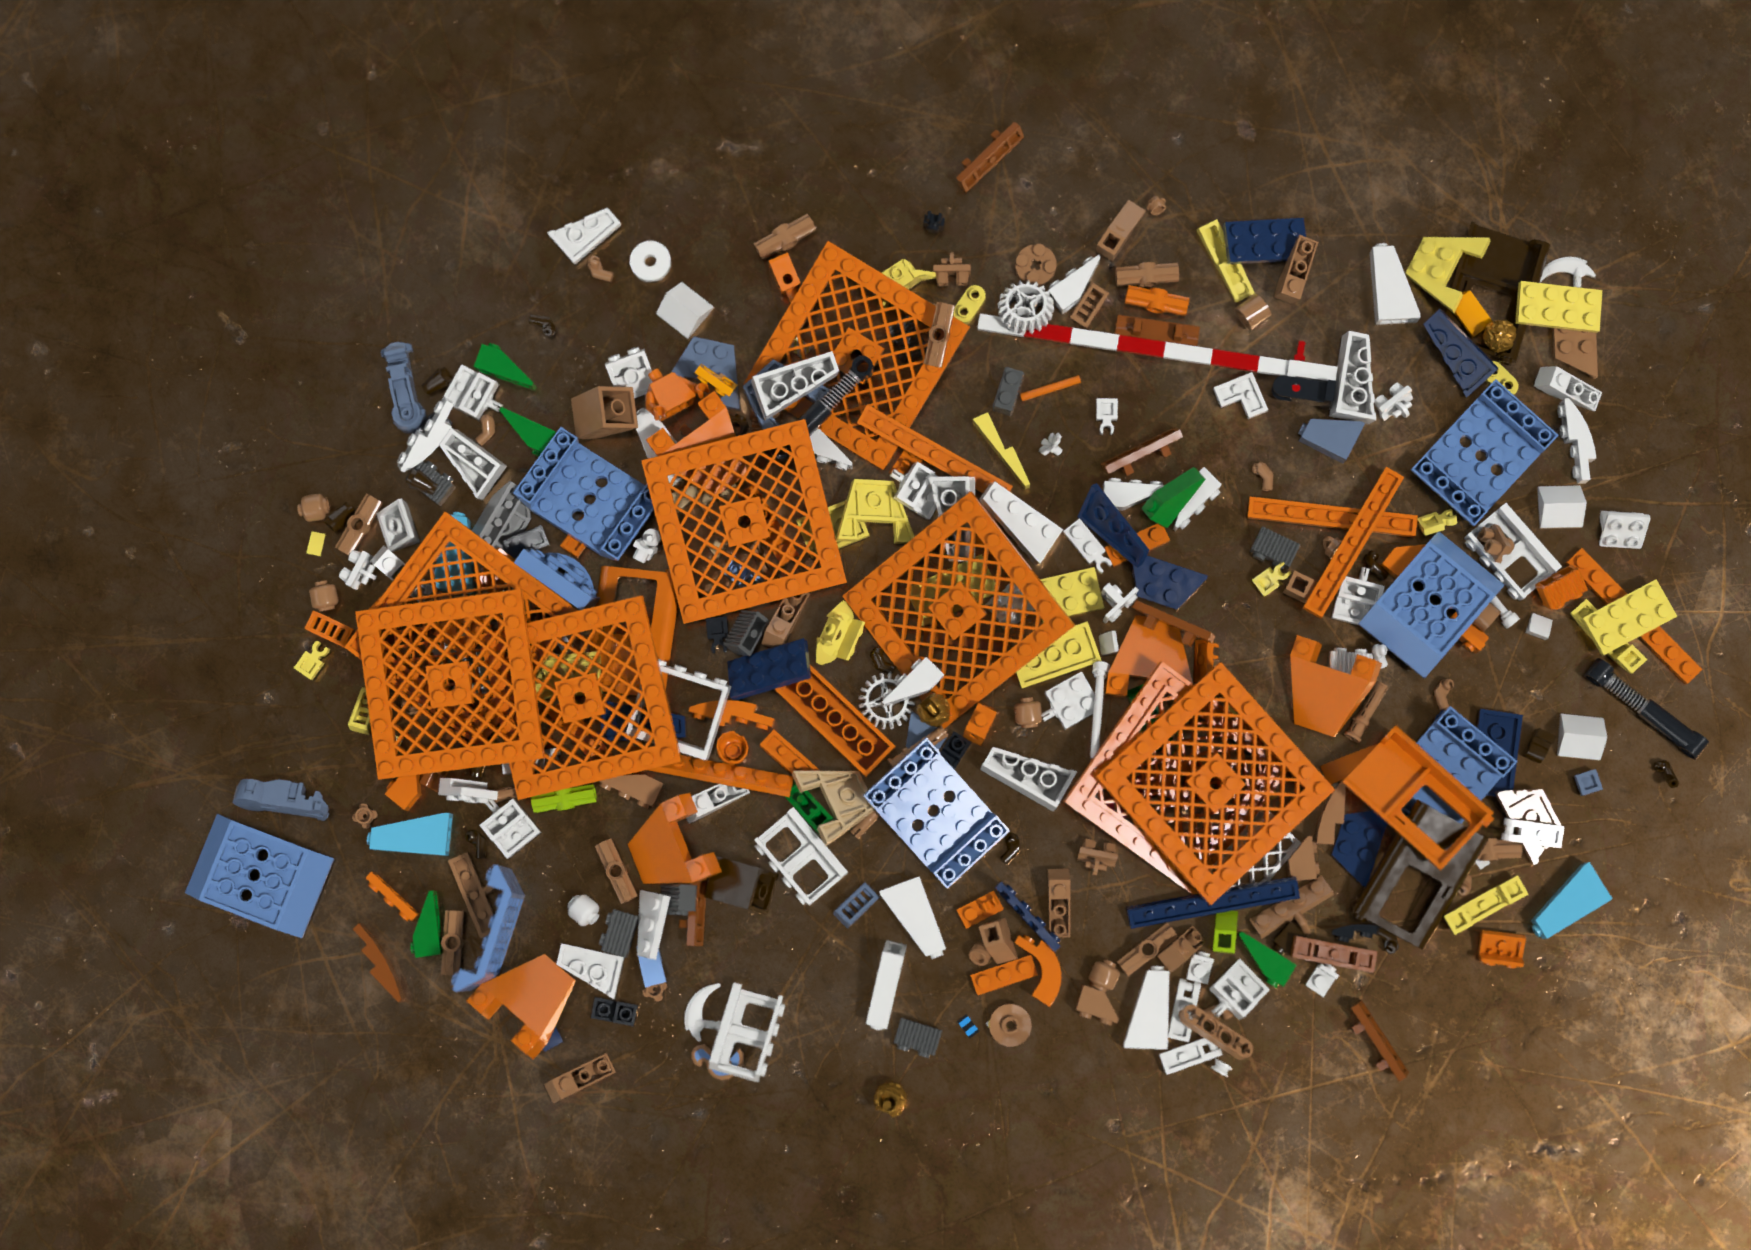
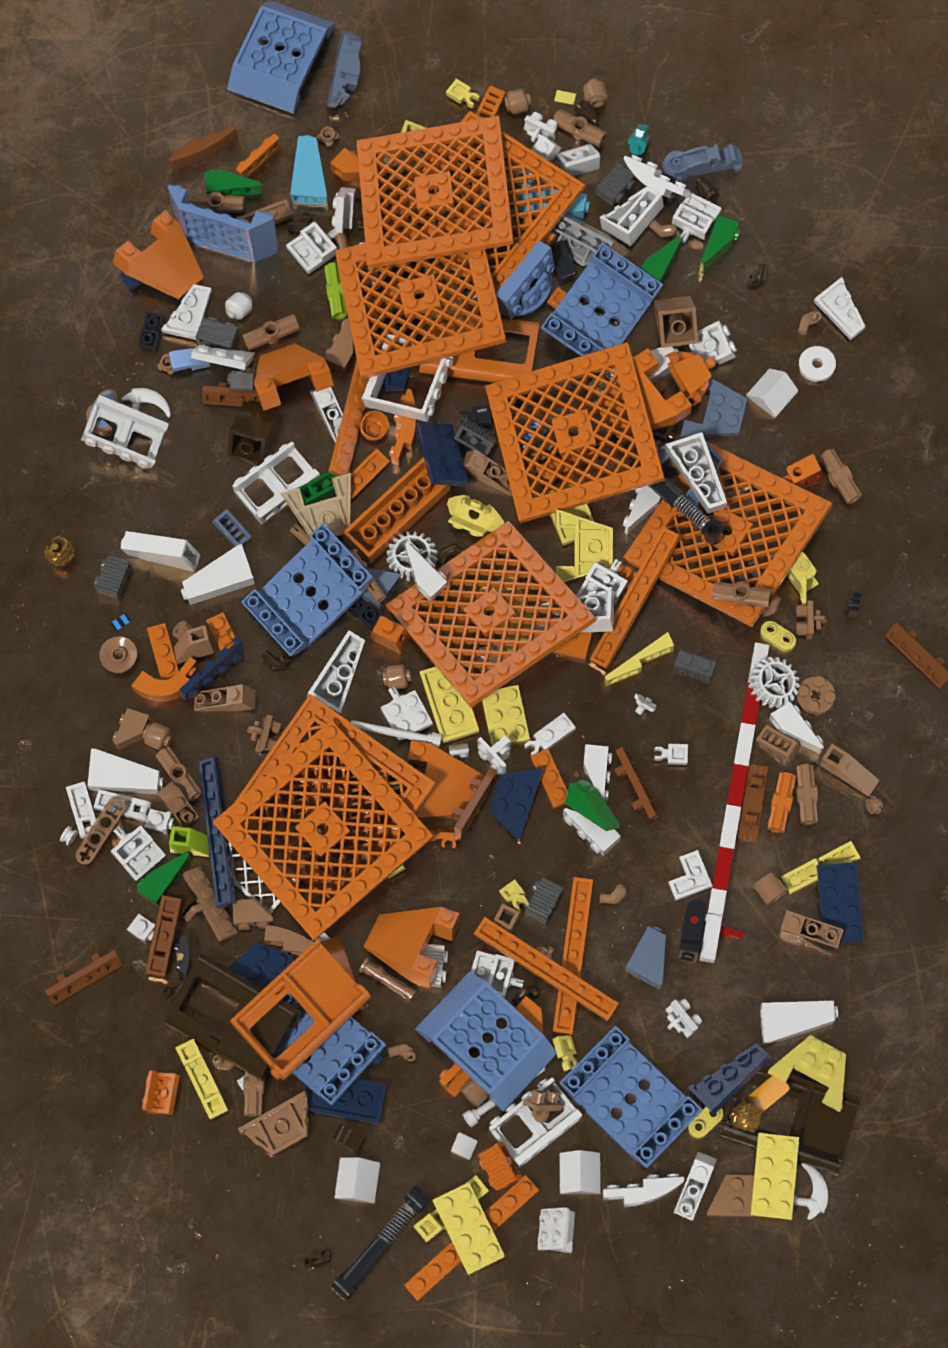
camera: 85 degrees right, 10 degrees down
(374, 456) = (639, 139): none -> teal hips
(419, 481) = (614, 171): dark brown cone -> none
(579, 1078) = (96, 303): medium nougat slope -> none
(647, 545) = (553, 353): white hips -> none
(722, 384) = (698, 414): light orange plate -> none
(934, 710) = (399, 590): pearl gold piece -> none
(1024, 524) = (571, 672): white wedge -> none
(1050, 388) = (698, 705): orange bar -> none
(1109, 524) = (564, 750): dark blue wing -> none
(1354, 379) = (700, 978): white wedge -> none
(1379, 652) = (441, 990): white arm -> none
(1533, 833) = (266, 1123): white plate -> none
(1574, 899) = (202, 1163): medium azure slope -> none
(1588, 782) = (312, 1183): sand blue plate -> none

